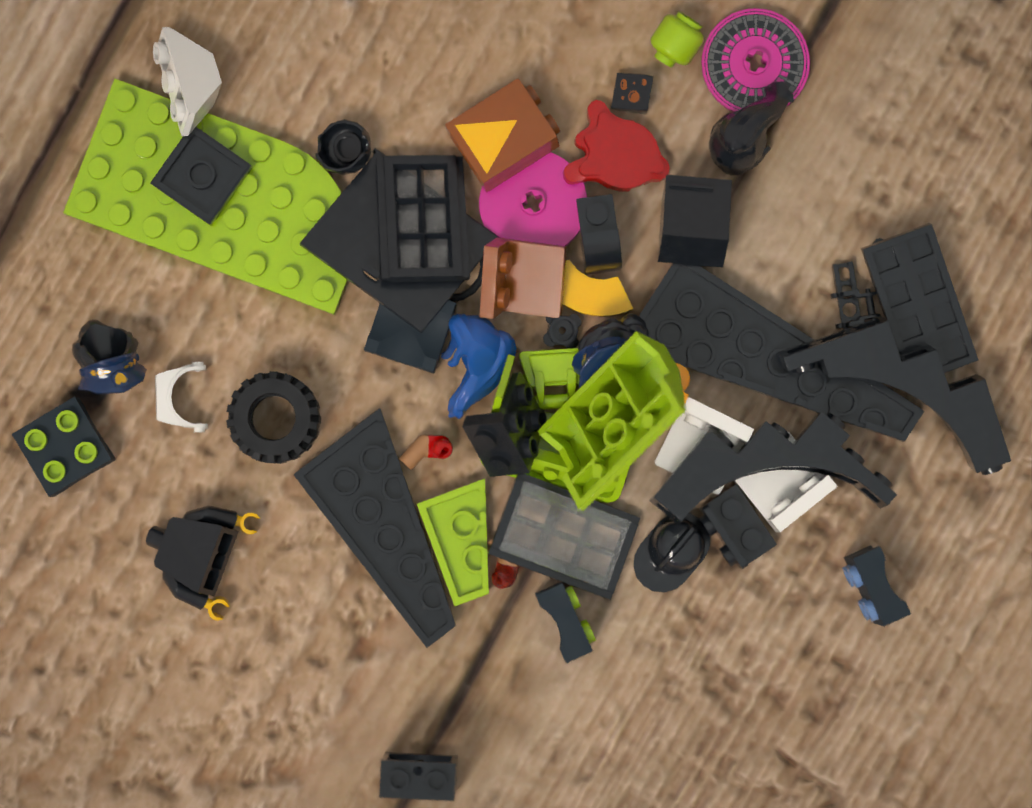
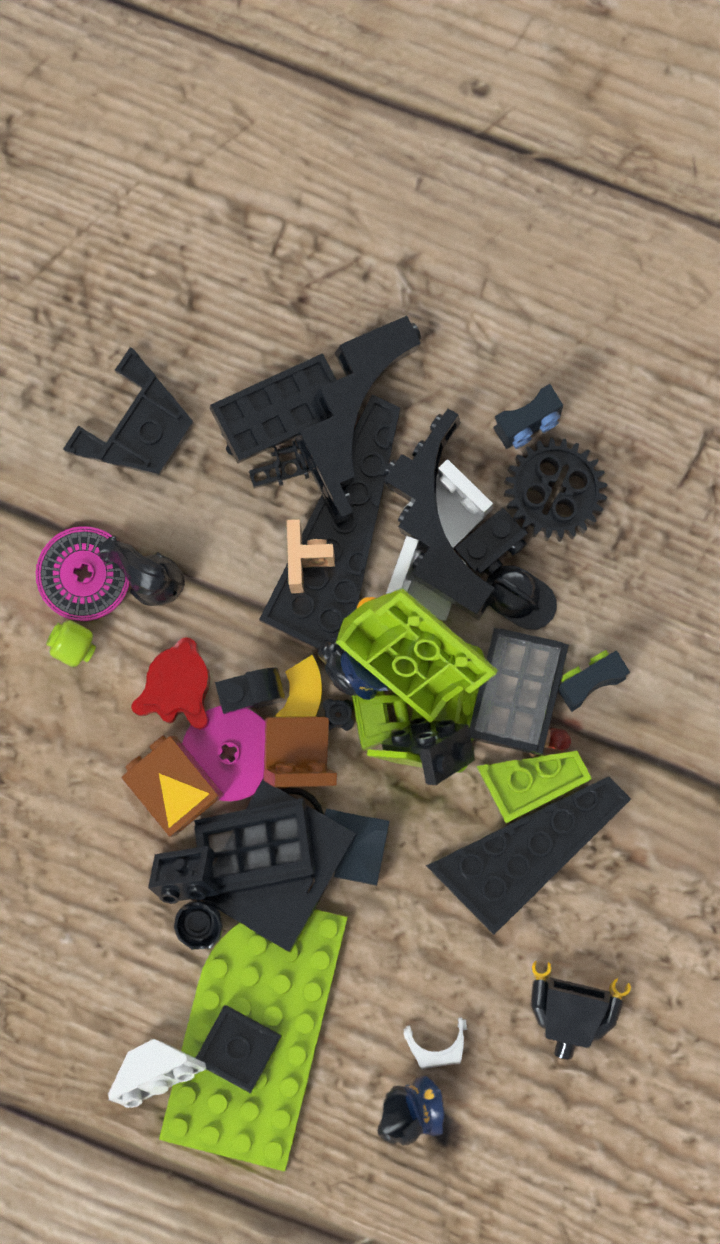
camera: 90 degrees left, 5 degrees down
(63, 446) = (494, 1144): black brick -> none
(243, 407) = (452, 929): black tyre -> none
(401, 135) = (183, 875): none -> black bracket
(426, 446) = (454, 820): arm -> none
(483, 354) = (367, 780): blue piece -> none
(632, 93) = (121, 677): black slope -> none
(694, 221) = (230, 608): black piece -> none
(744, 303) = (314, 554): none -> light nougat bracket
(772, 634) = (580, 501): none -> black gear
(910, 151) = (147, 431): none -> black wing

